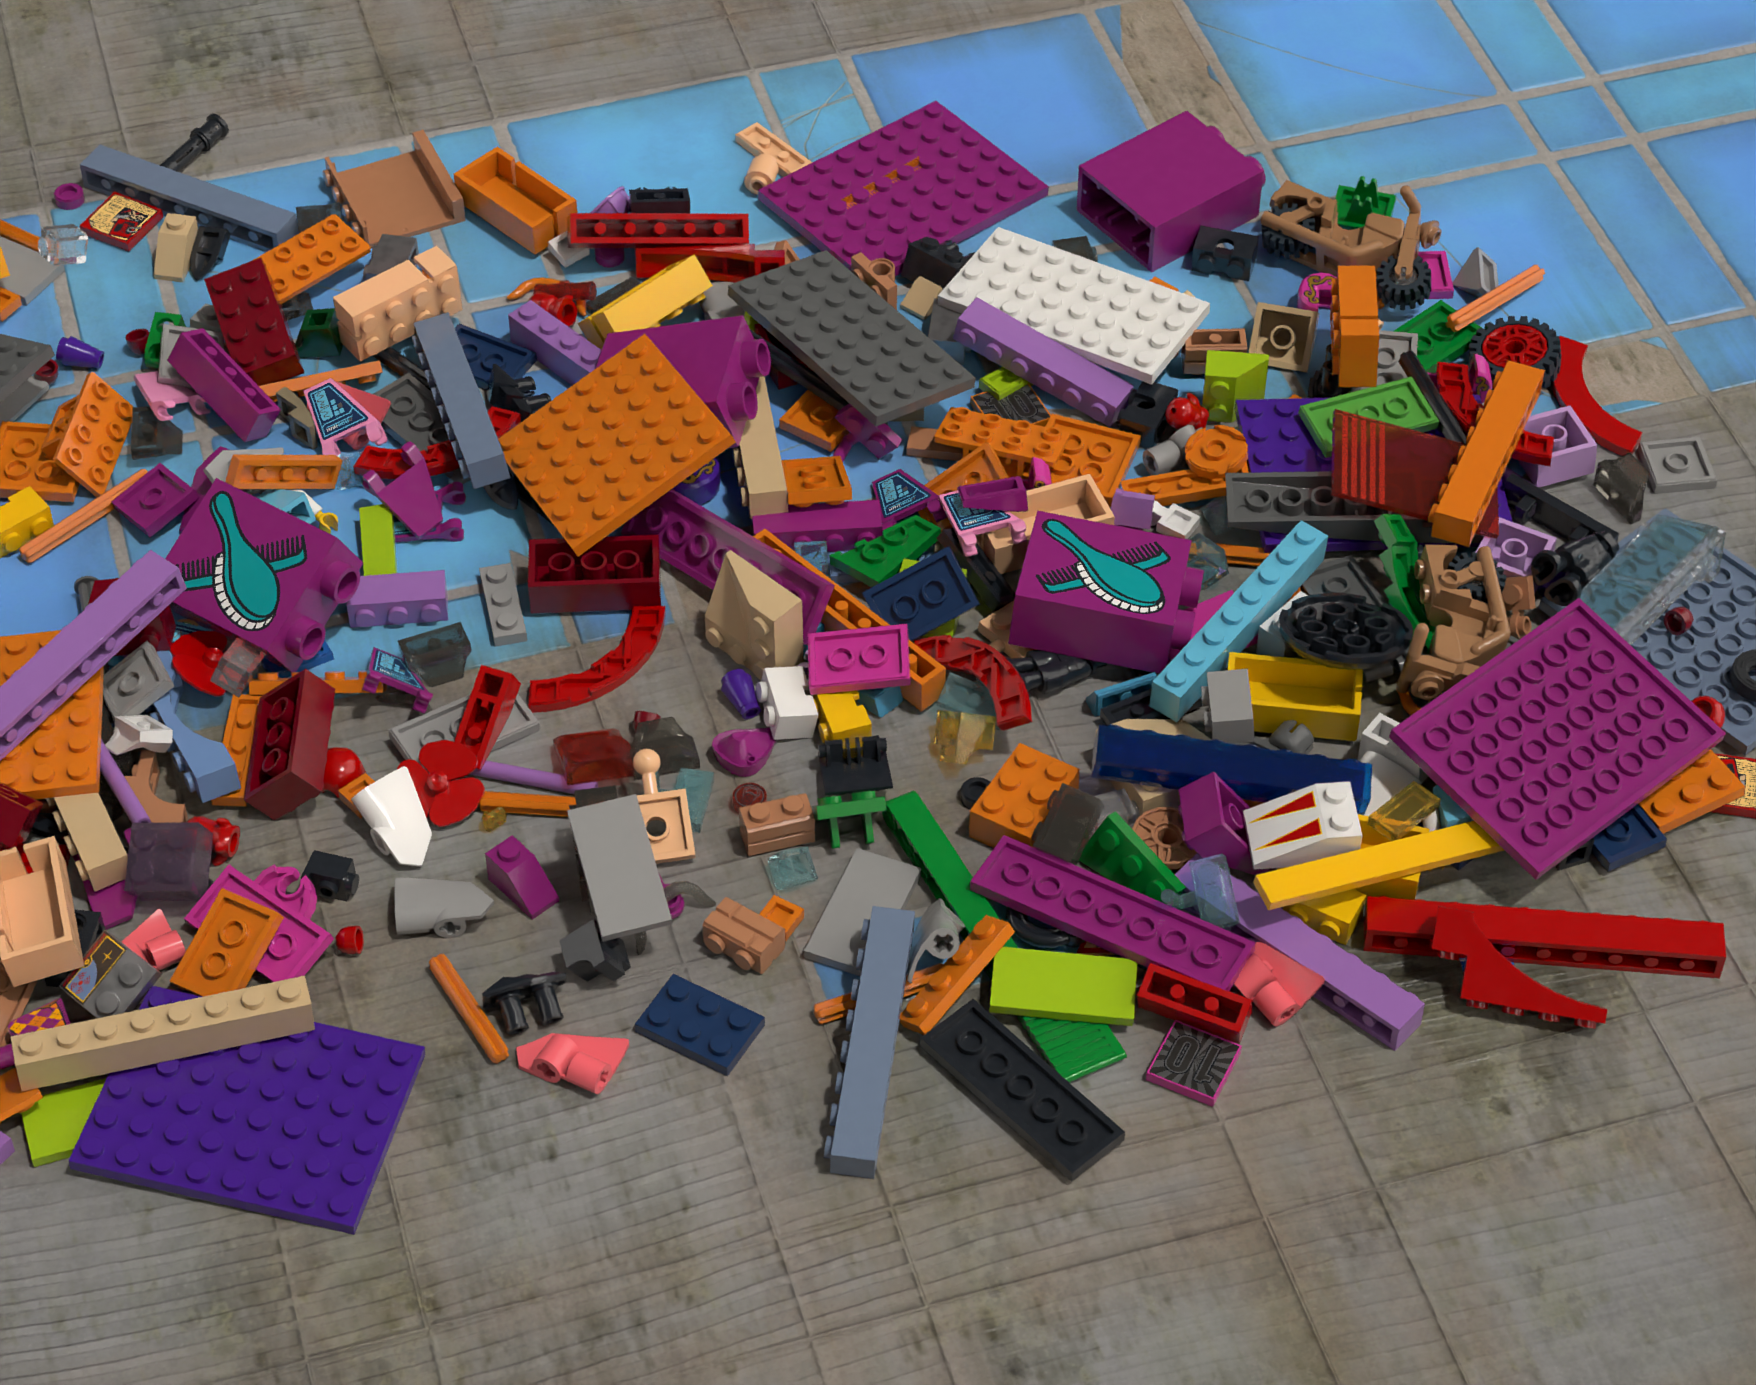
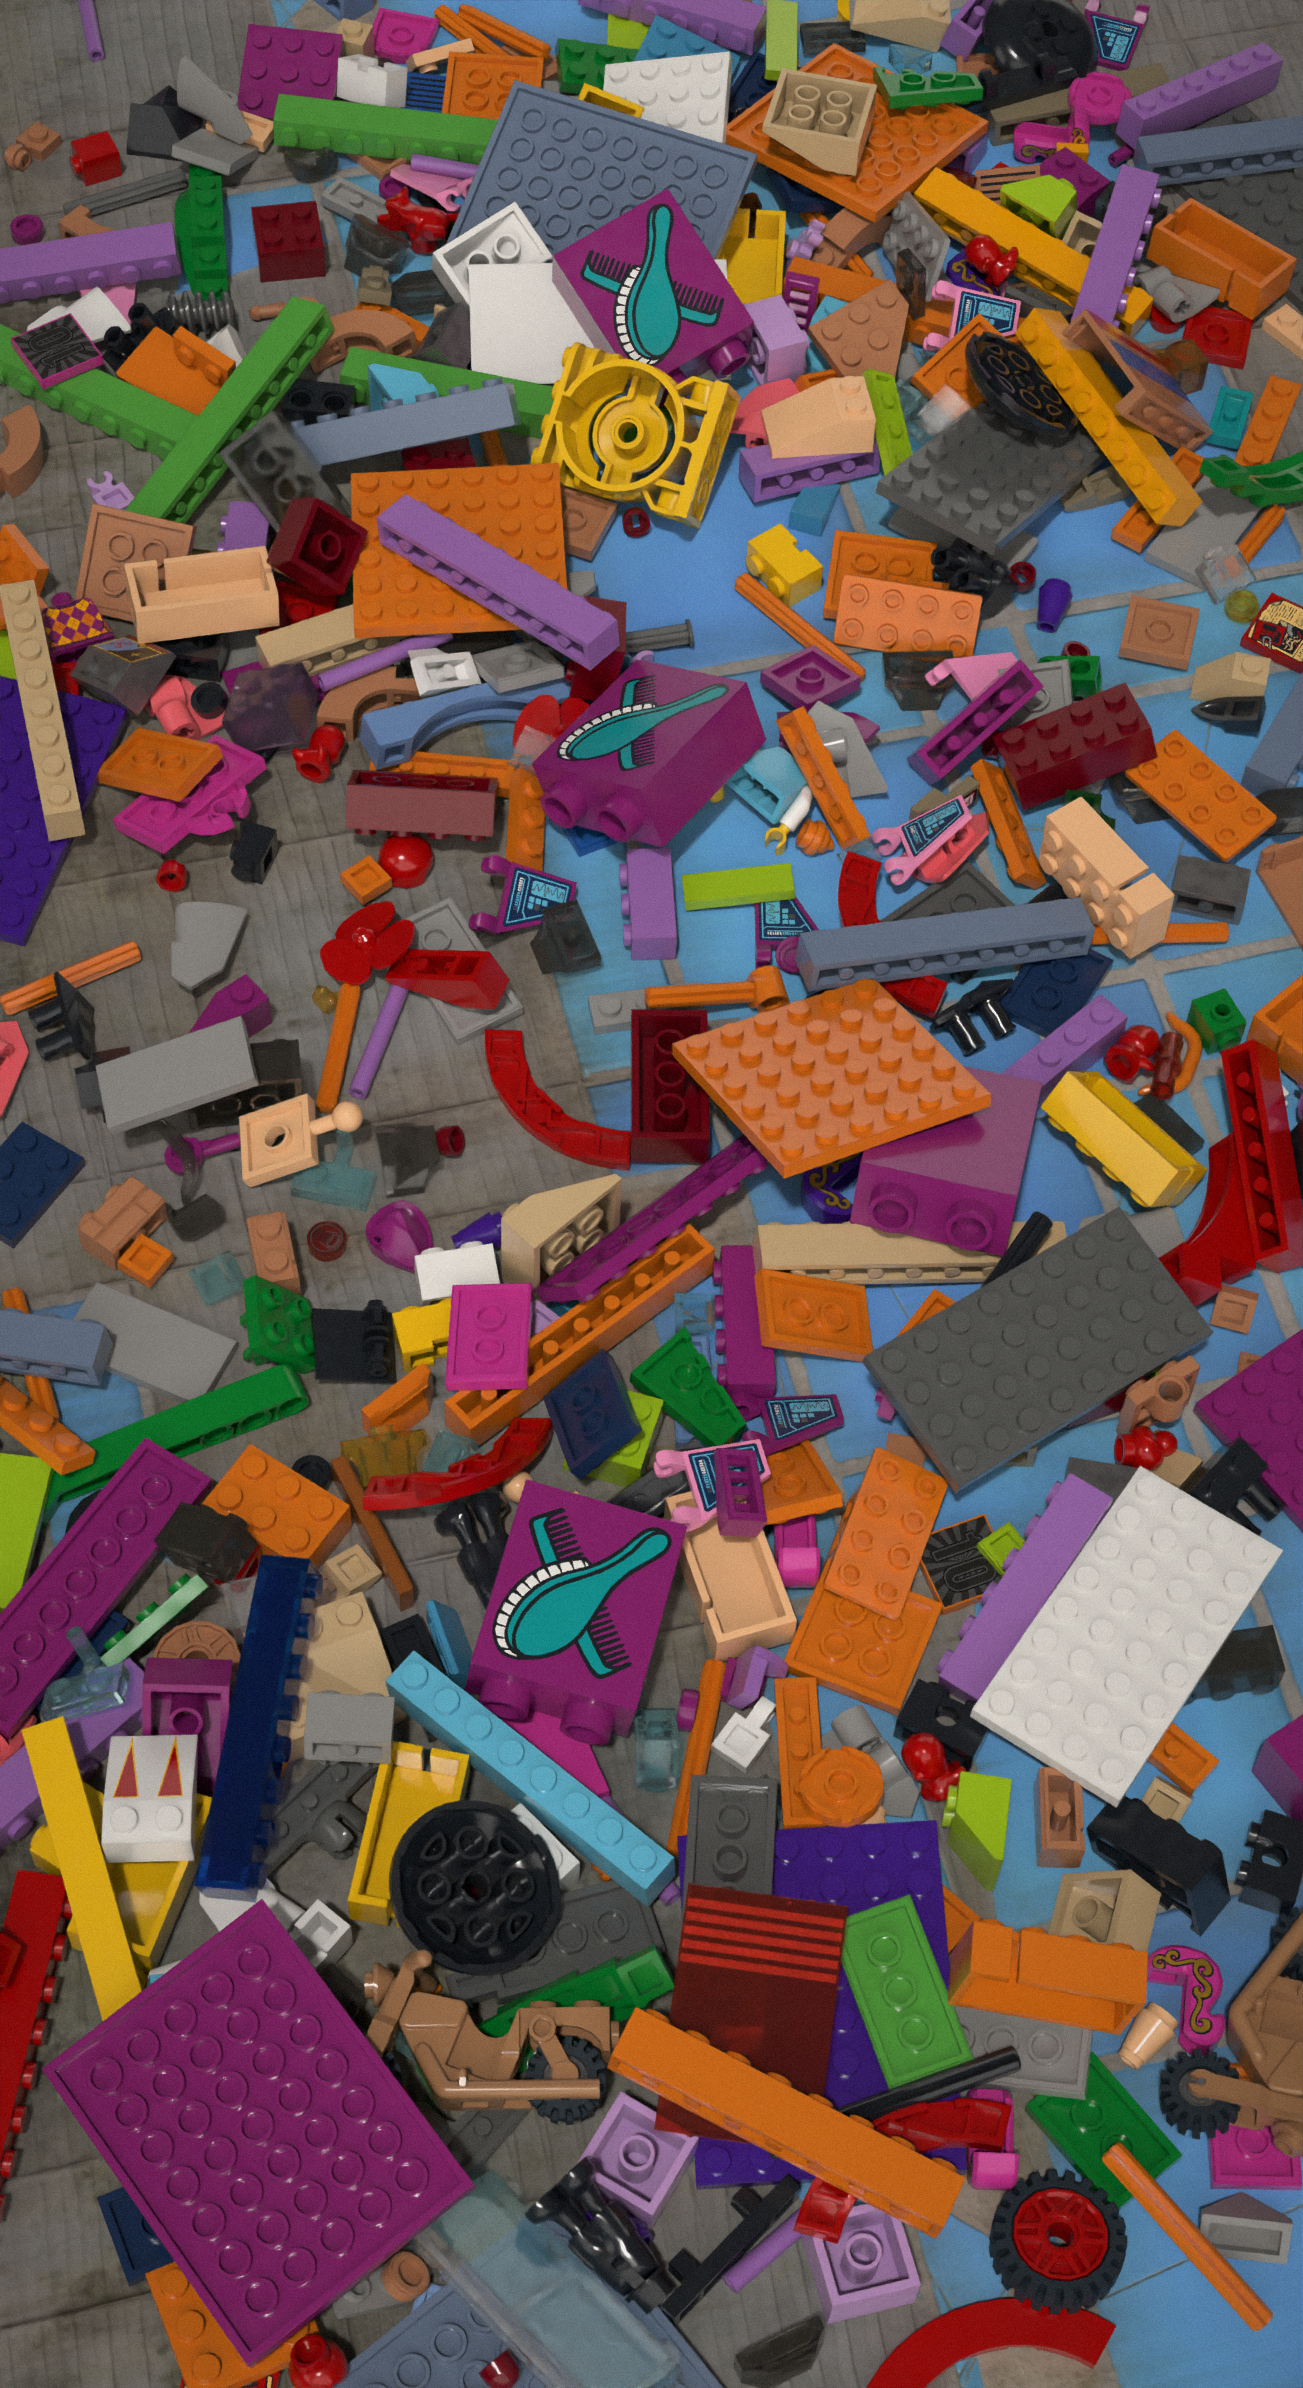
camera: 90 degrees right, 10 degrees up
(43, 395) = (974, 572): none -> black brick
(96, 243) = (1242, 606): none -> clear yellow plate
(116, 291) = (1159, 632): none -> nougat plate
(140, 926) = (209, 700): none -> black tile
(328, 498) = (814, 838): none -> orange plate
(395, 817) = (321, 905): white panel -> none
(410, 495) = (803, 905): magenta flag -> none
(453, 506) = (786, 953): none -> magenta plate
(491, 527) = (761, 990): none -> orange axle
(522, 263) = (1217, 1021): none -> green brick
(593, 756) = (398, 1086): clear red slope -> none
(732, 884) = (196, 1218): none -> clear smoke hair
(910, 728) = (402, 1403): none -> orange slope
(913, 307) = (1144, 1447): none -> red animal
(935, 933) = (70, 1400): light grey panel -> none
(1042, 737) = (373, 1534): none -> dark orange tile
(1078, 757) = (347, 1575): none -> tan slope
(1237, 294) = (1162, 1853): none -> black wedge
(1404, 811) = (168, 1920): clear yellow tile -> none
(1517, 597) = (558, 2151): nougat plate -> none

